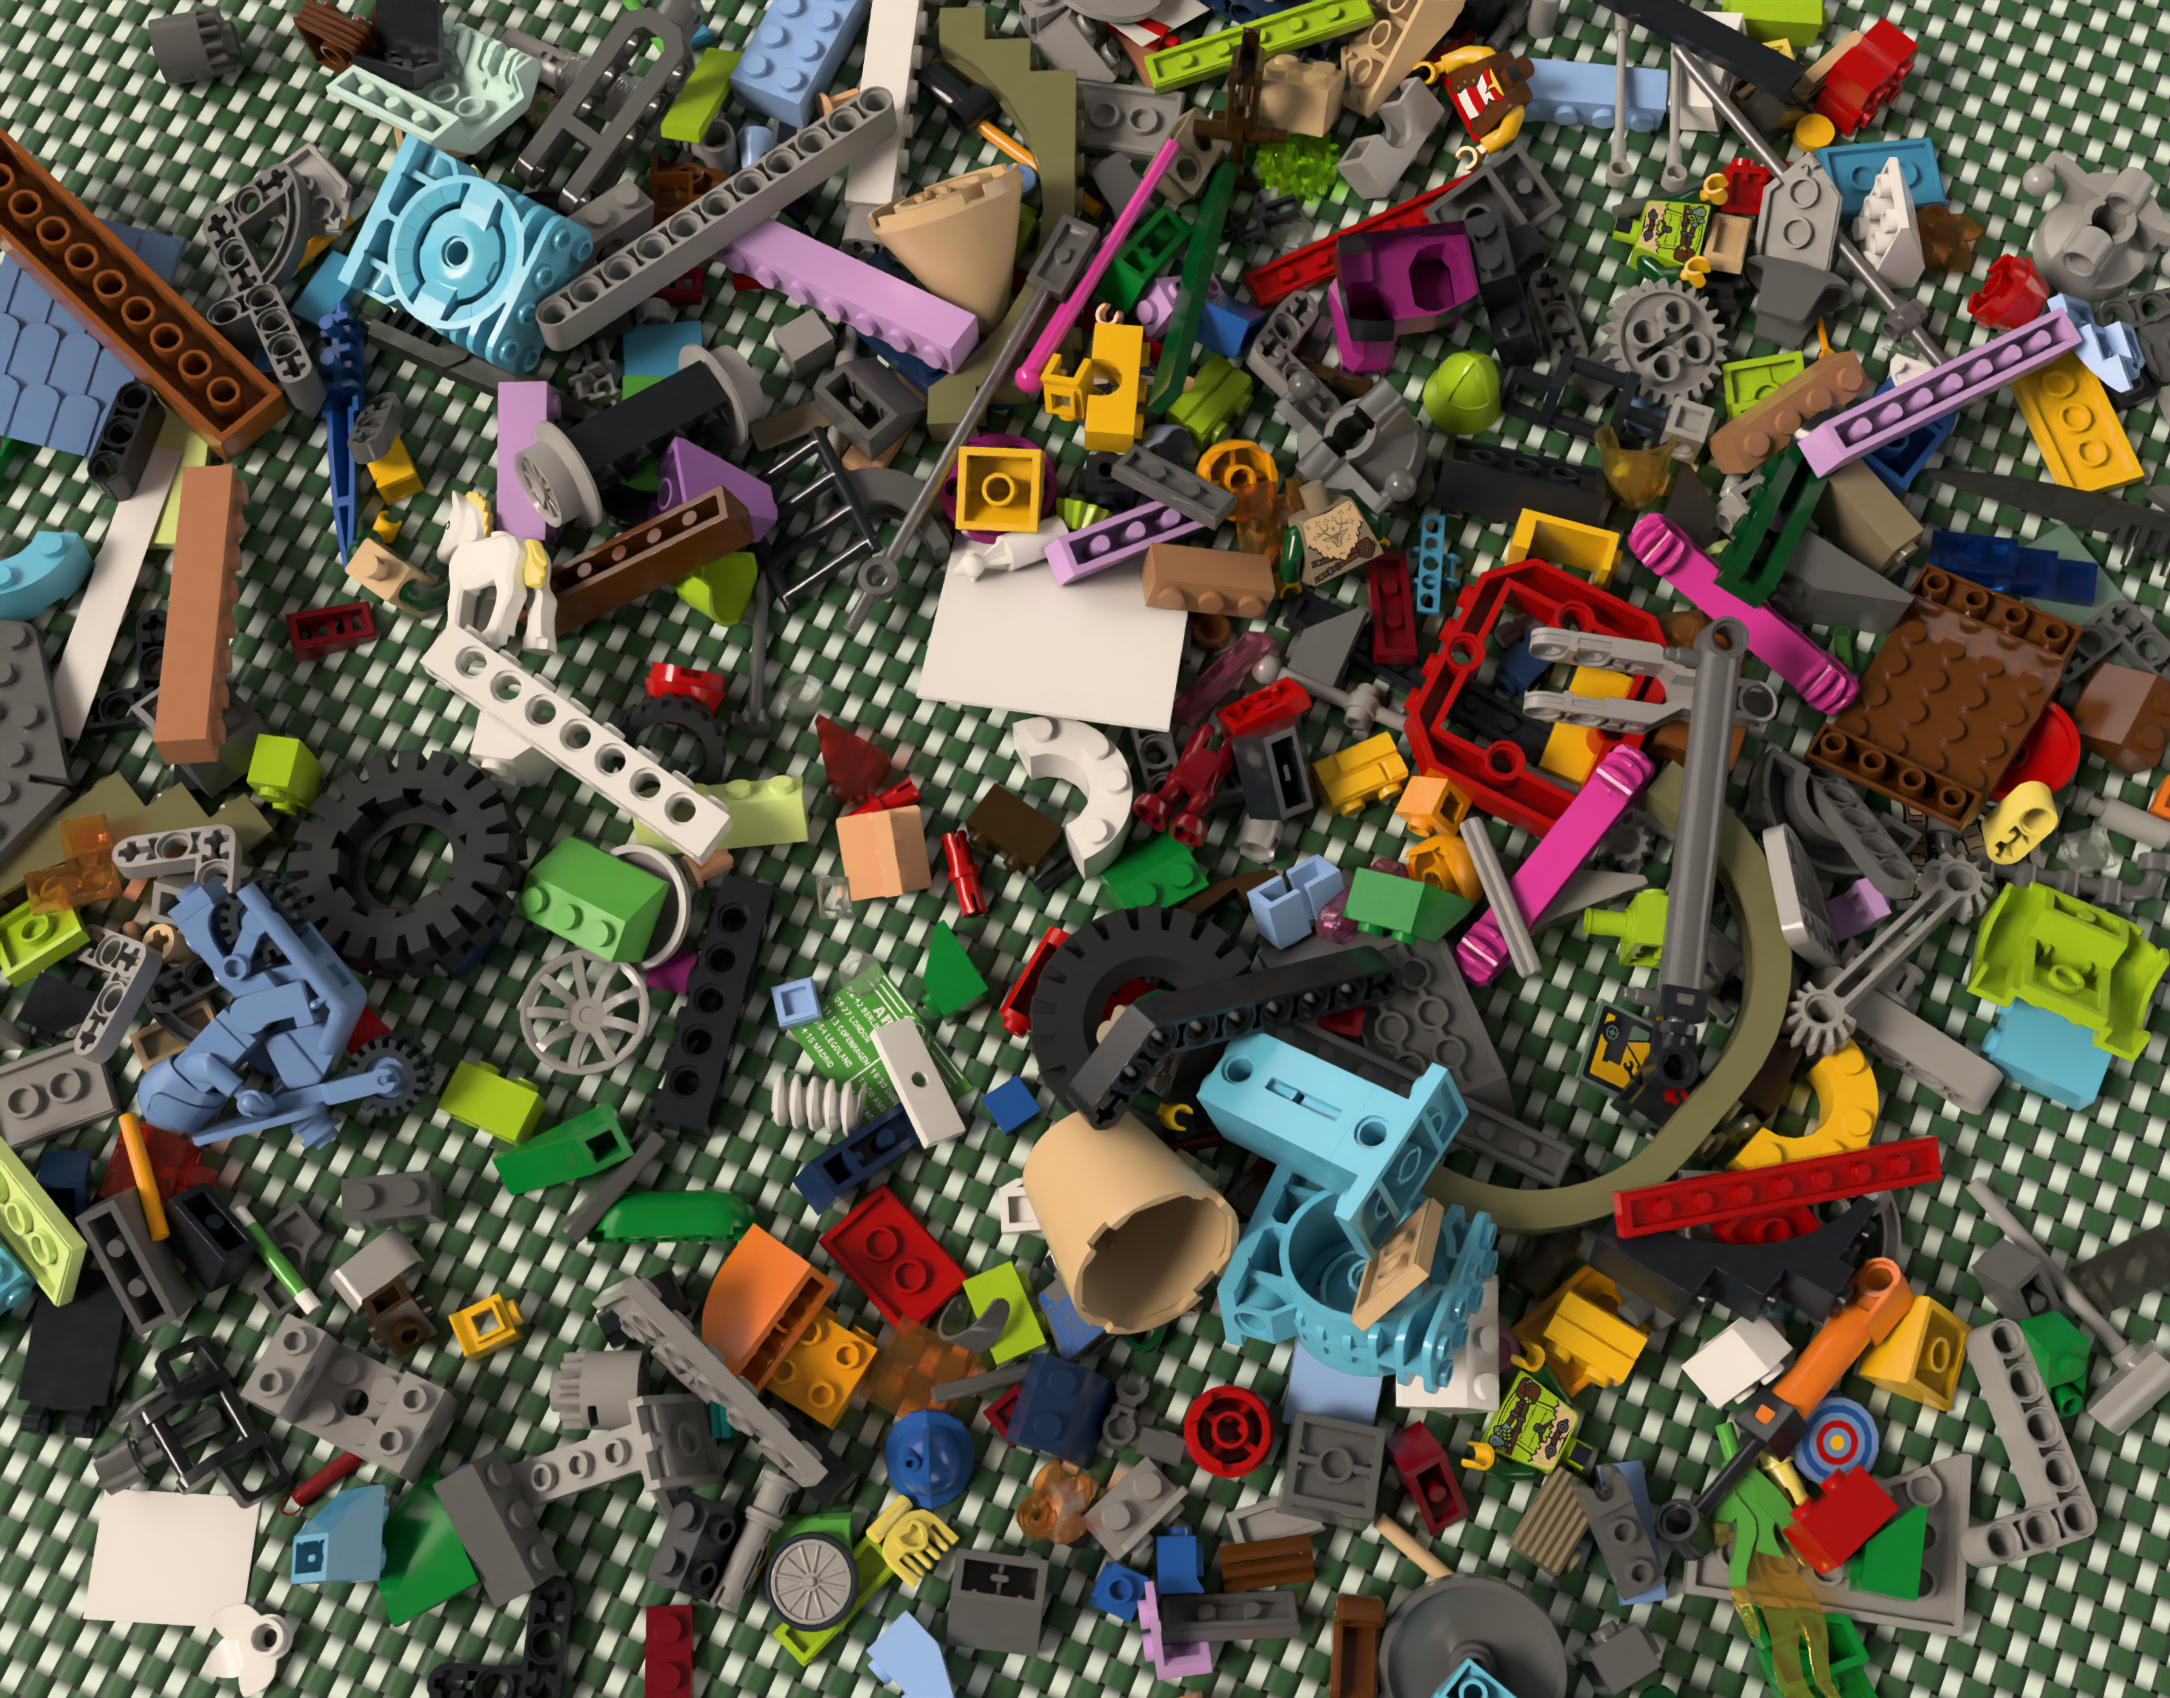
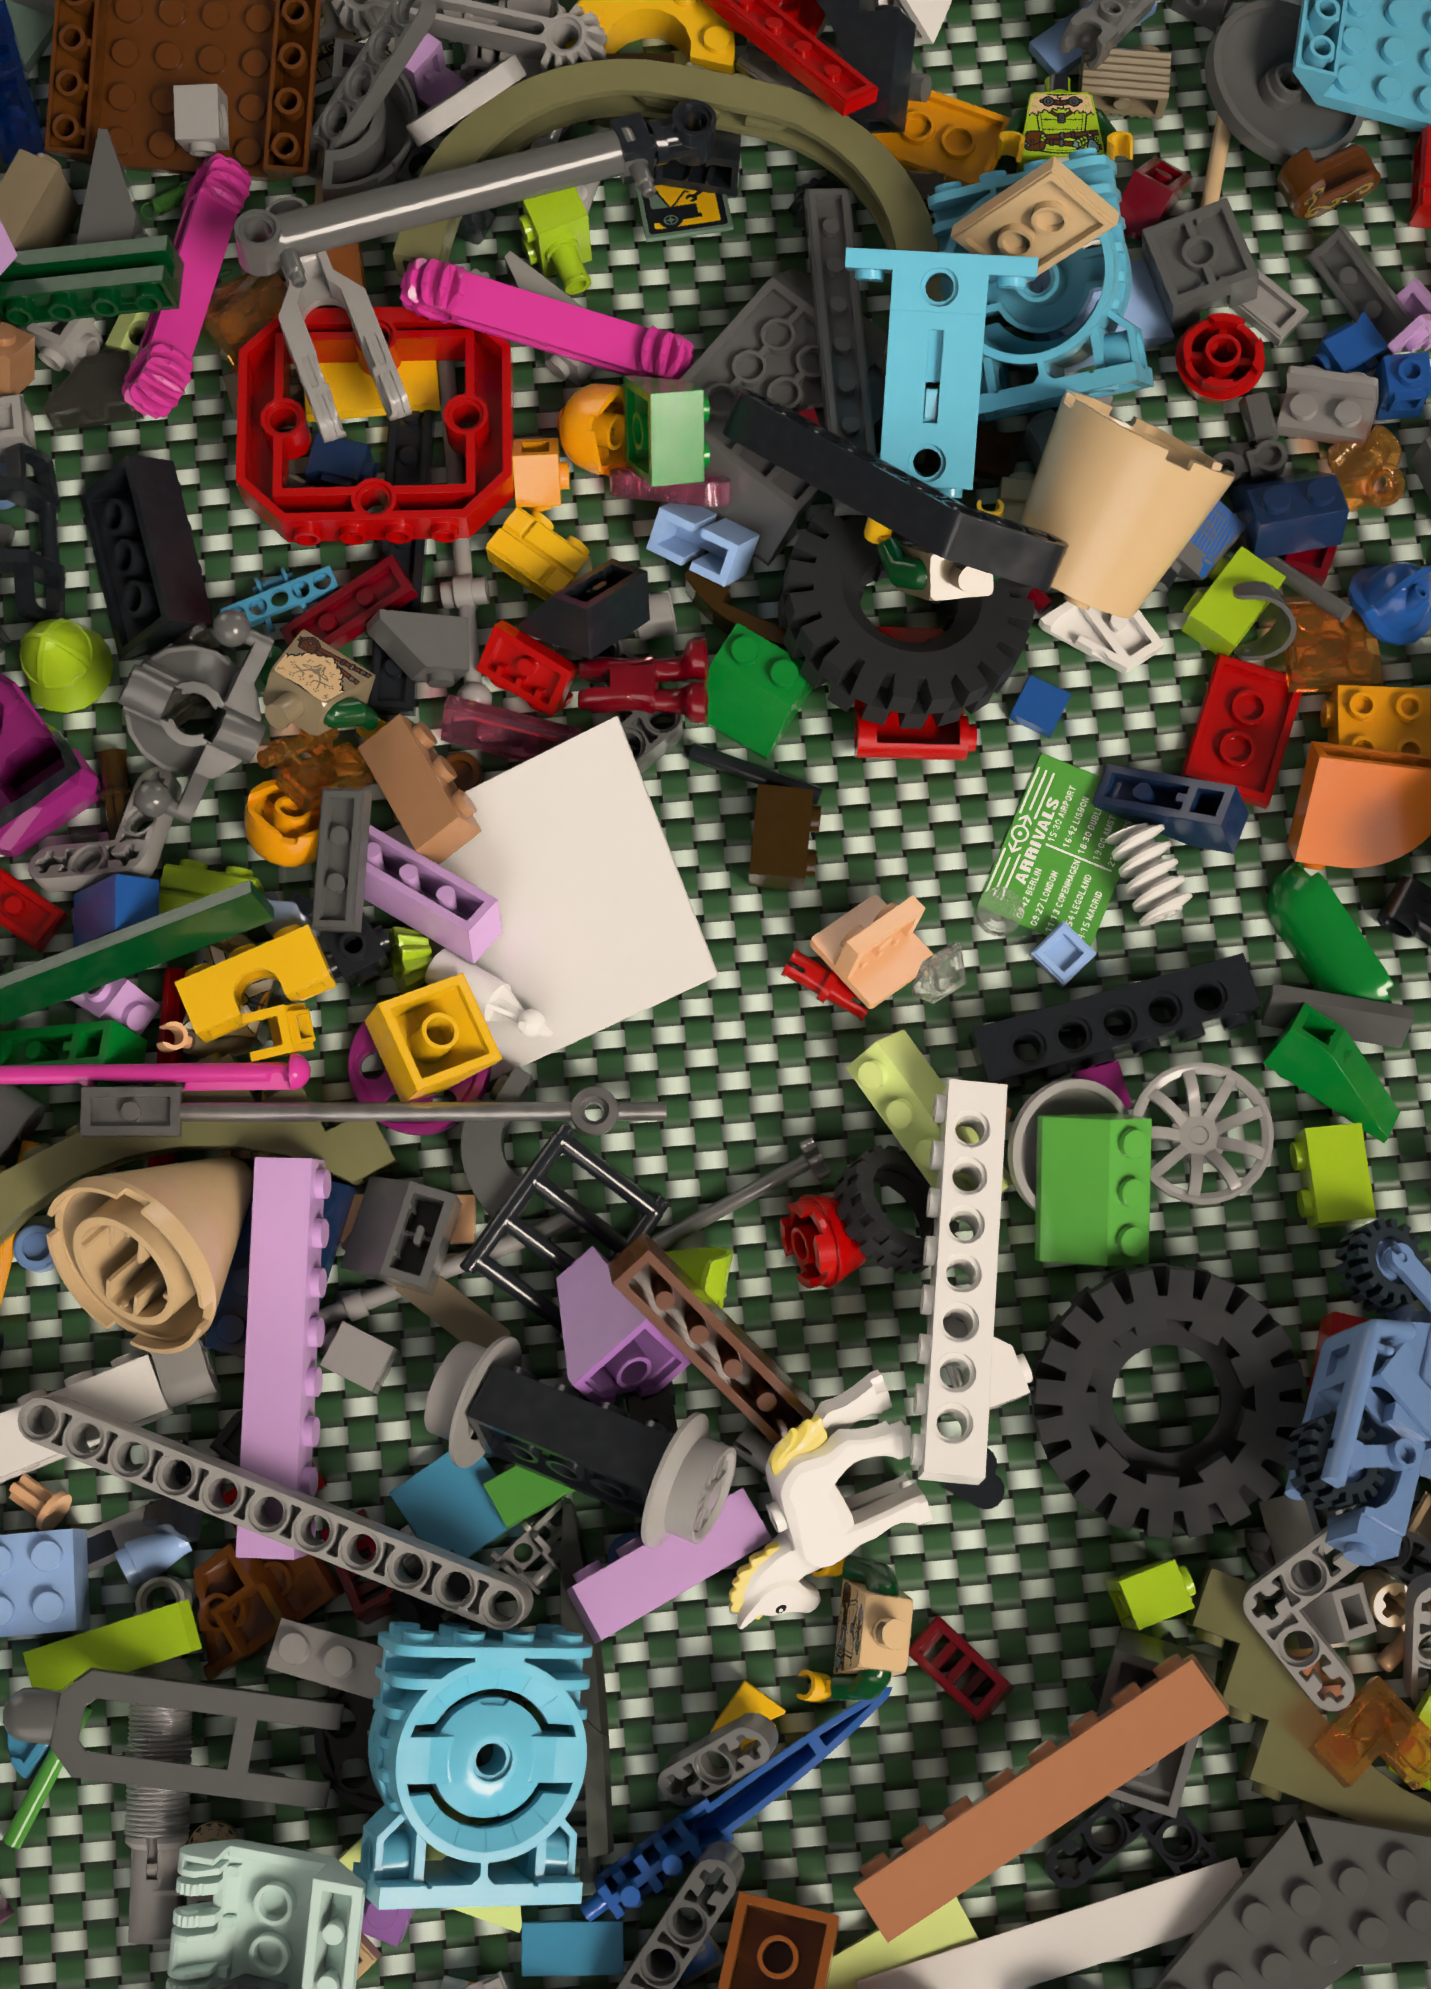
camera: 120 degrees left, 5 degrees up
(451, 715) = (987, 1493): none -> black tile
(802, 695) = (751, 1133): clear tile -> none
(851, 764) = (801, 1037): clear red slope -> none
(908, 1061) = (1085, 776): white tile -> none
(951, 979) = (958, 820): green slope -> none
(964, 874) = (847, 868): red pin -> none
(1095, 765) = (694, 769): white brick -> none
(1267, 1569) = (1301, 285): reddish brown tile -> none
(1500, 897) = (607, 352): light grey axle -> none
(1566, 544) = (216, 513): yellow panel -> none
(1592, 1340) = (958, 113): yellow brick -> none
(1634, 474) = (73, 450): clear yellow helmet -> none
(1894, 692) = (201, 118): none -> light grey brick

